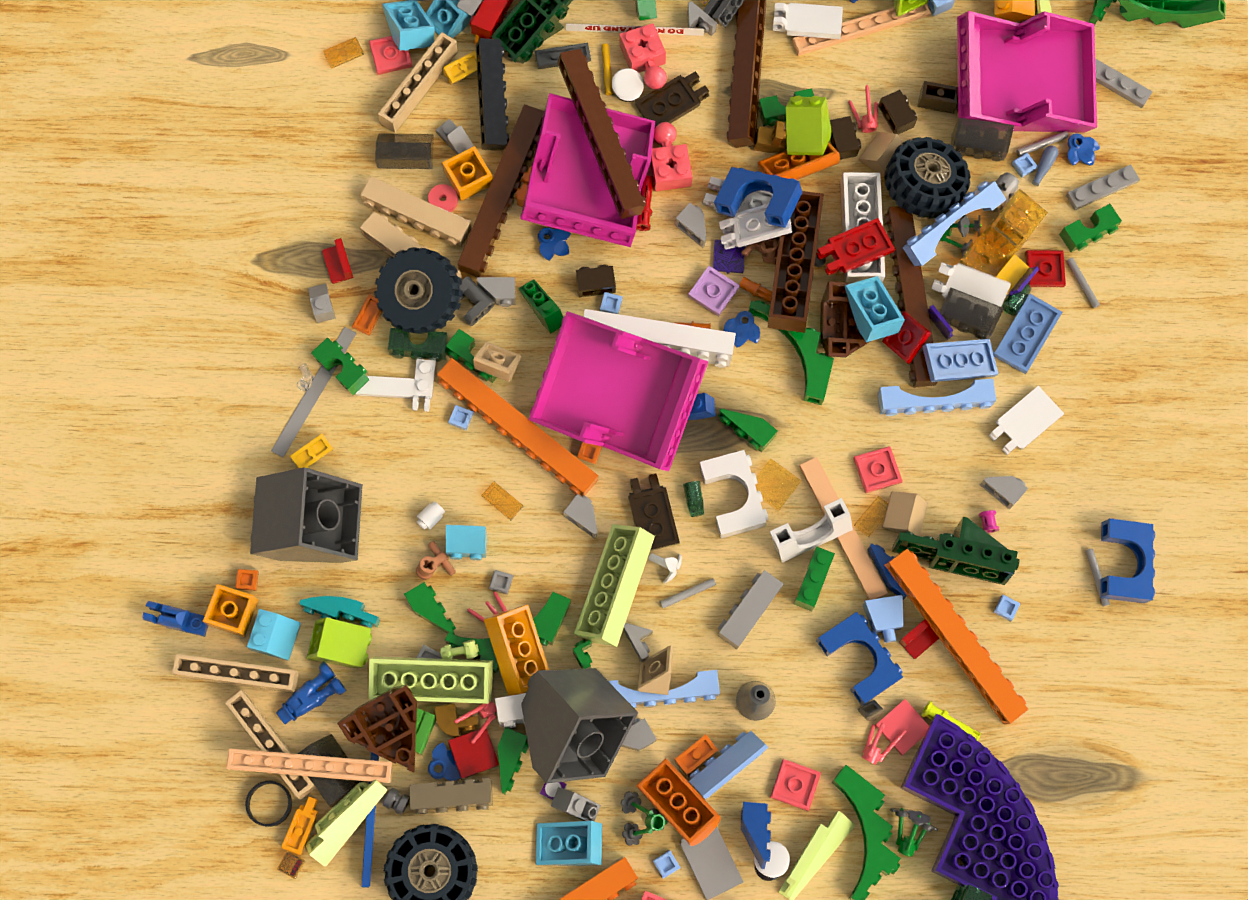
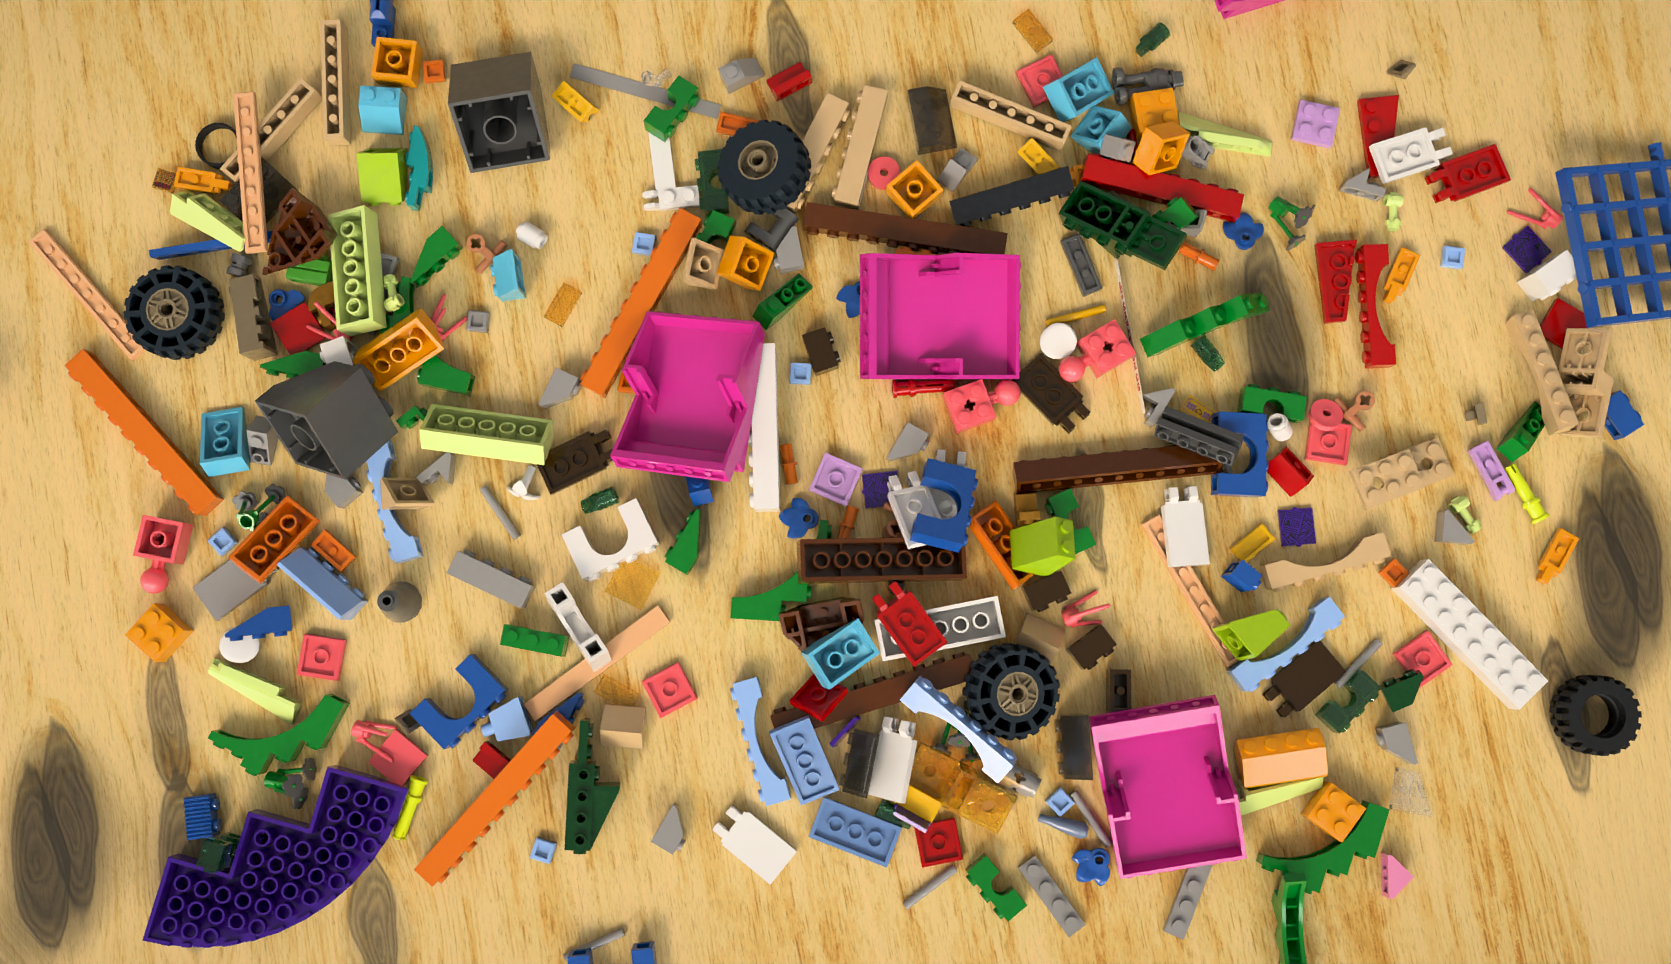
camera: 85 degrees right, 10 degrees up
(308, 697) = (326, 158): blue piece -> none
(502, 326) = (745, 263): none -> light orange brick
(601, 134) = (981, 319): reddish brown brick -> none
(989, 521) = (631, 817): dark pink bush -> none

